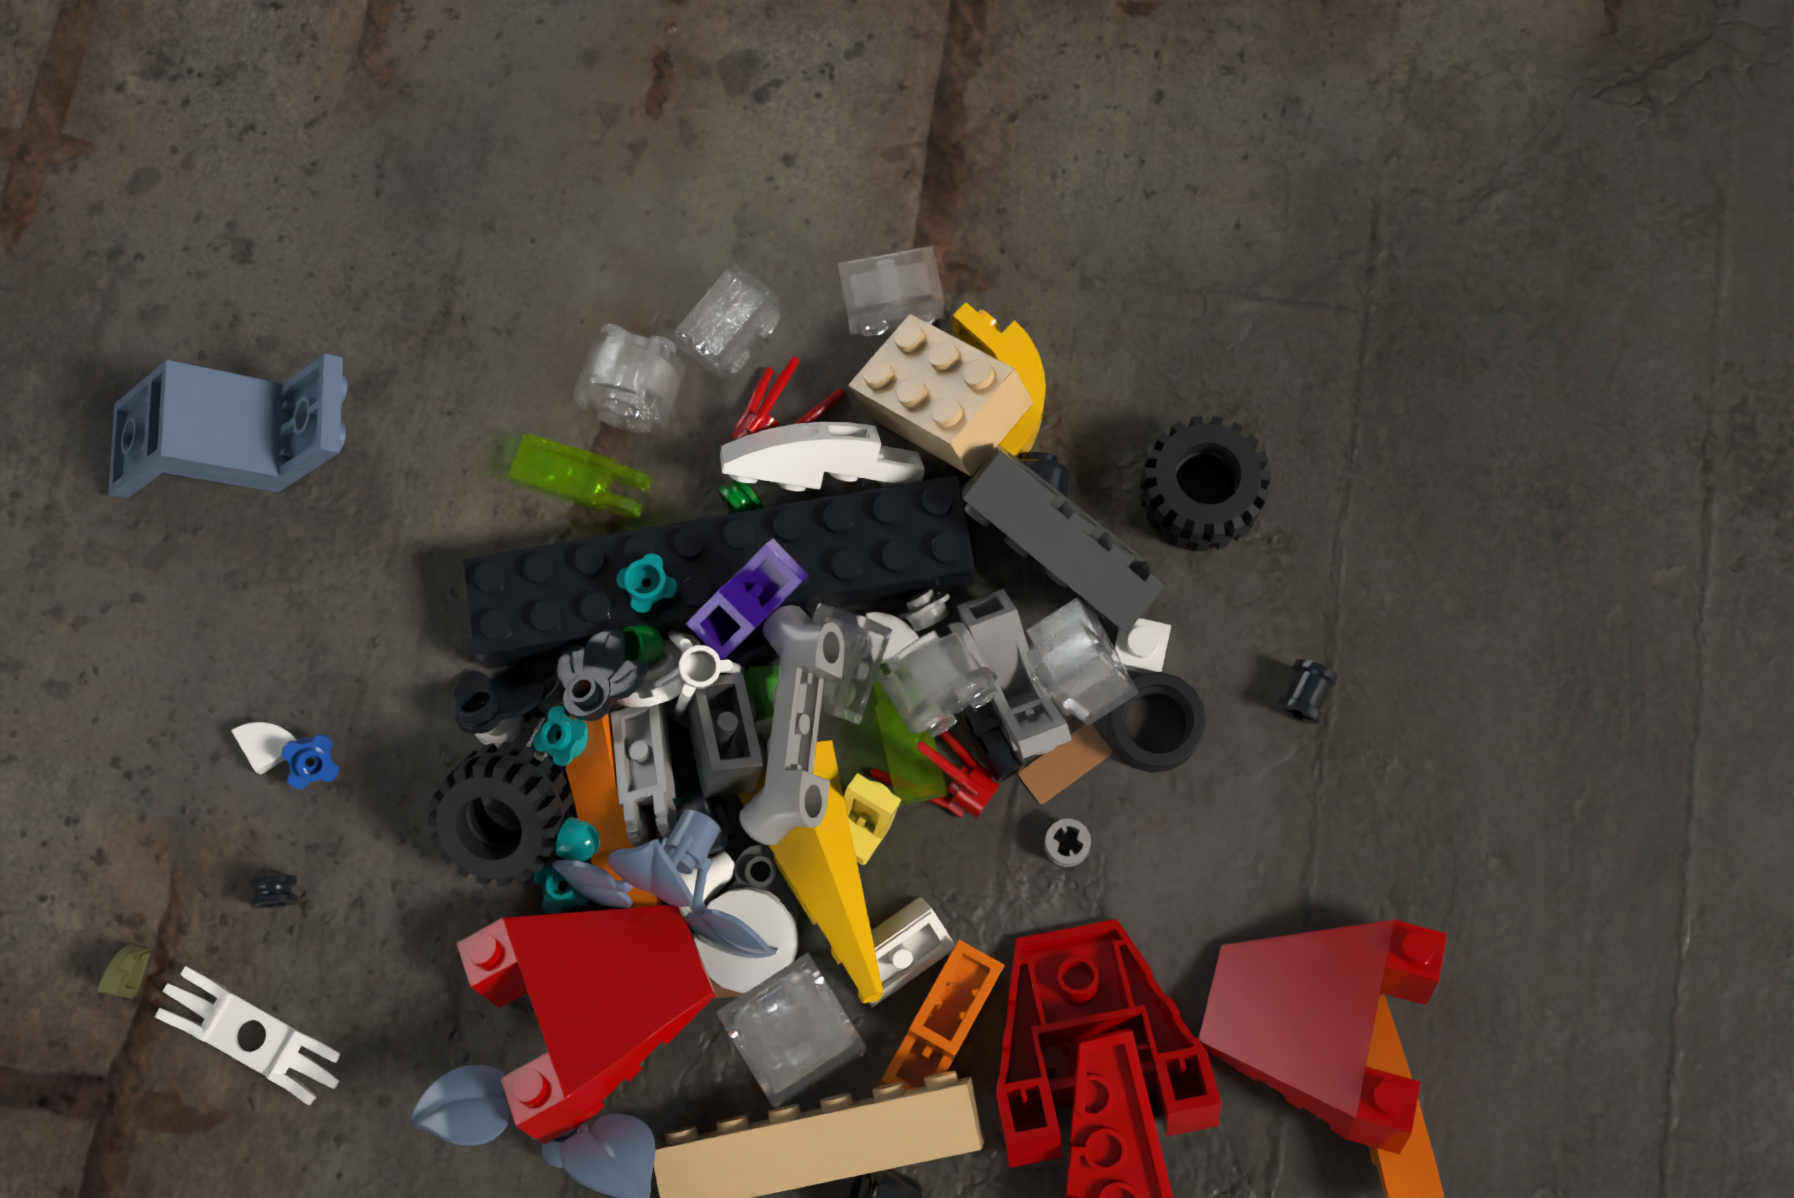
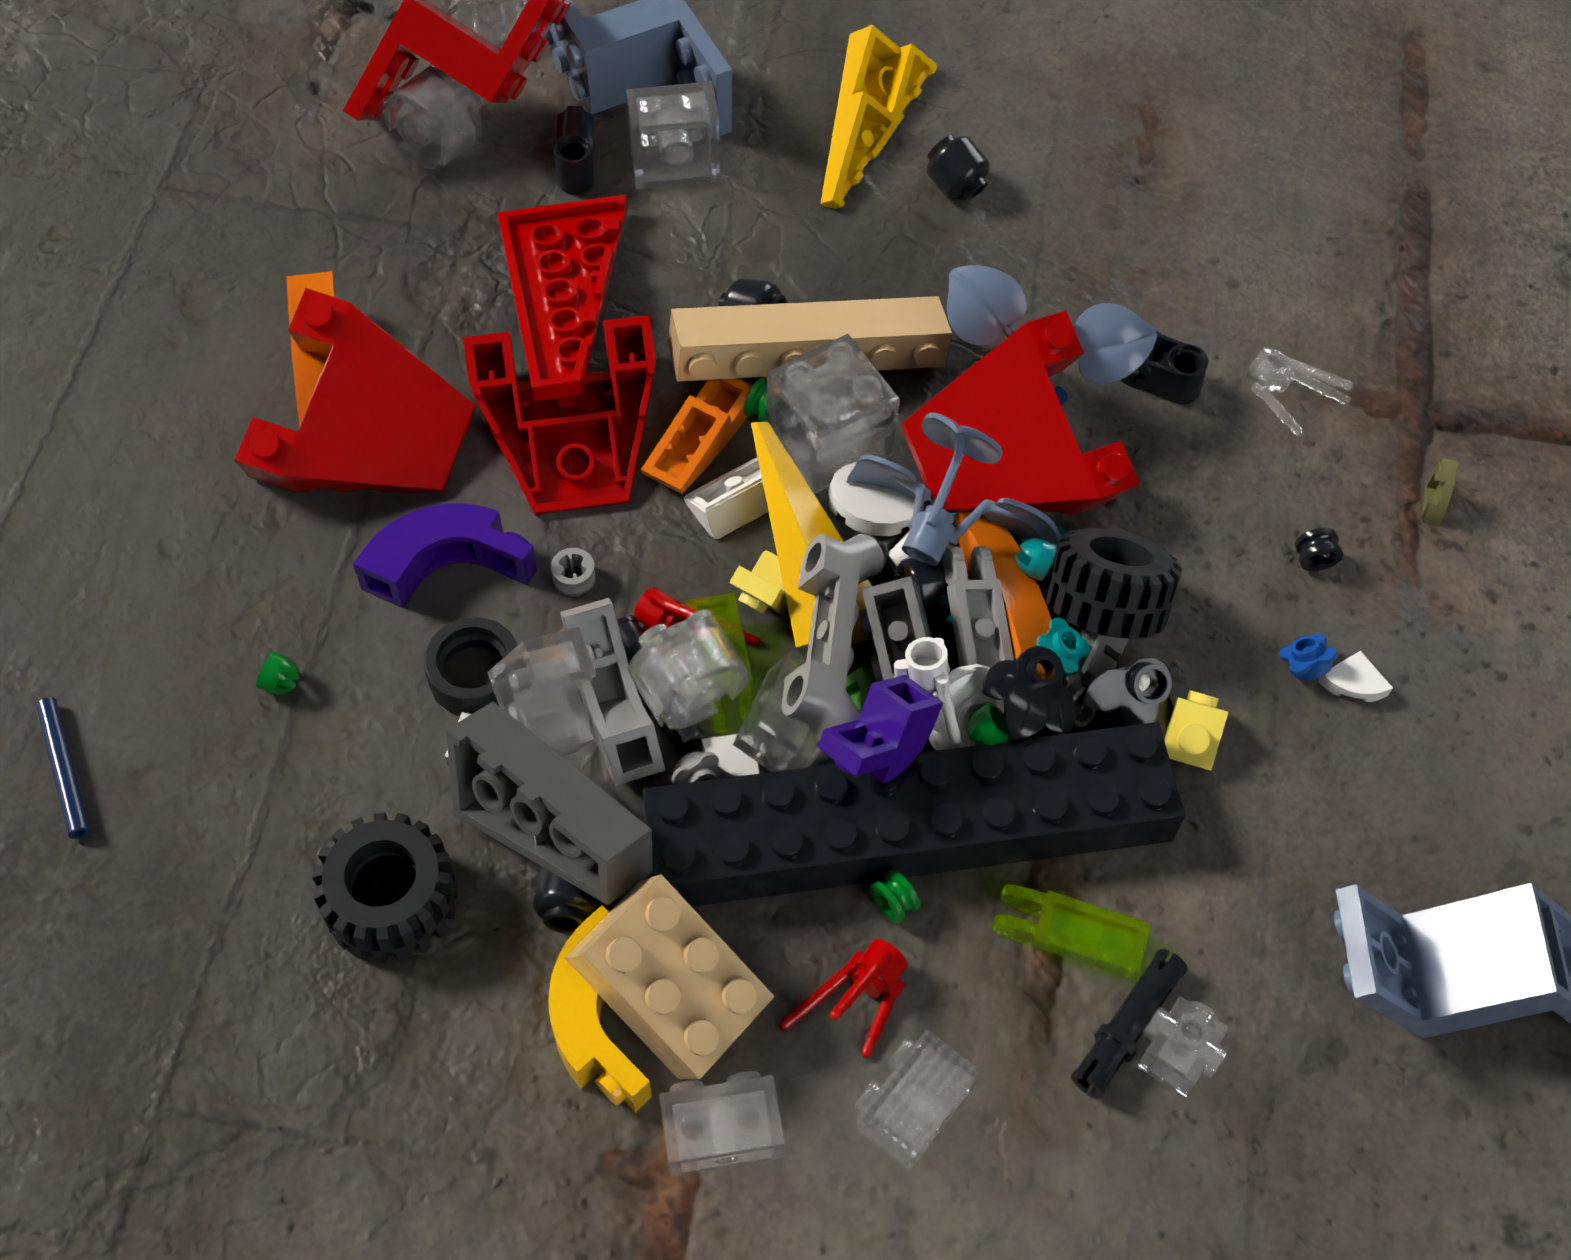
camera: 175 degrees right, 15 degrees down
(221, 1029) = (1343, 457): white piece -> none
(275, 1137) = (1275, 371): none -> clear plant
(409, 1148) = (1171, 371): none -> black piece
(437, 679) = (1195, 730): none -> light yellow bracket
(494, 367) = (1183, 1045): none -> clear brick
(537, 395) = (1118, 1038): none -> black pin
(630, 379) = (1024, 1016): clear brick -> none
(647, 568) = (990, 754): teal plate -> none
(802, 453) = (813, 924): white slope -> none
(870, 1070) = (756, 400): none -> green bush
(1193, 877) = (437, 537): none -> dark purple arch
(1307, 691) = (317, 688): black bush -> none
(1349, 707) = (278, 674): none -> green hinge
(1536, 609) = (62, 768): none -> dark blue piece

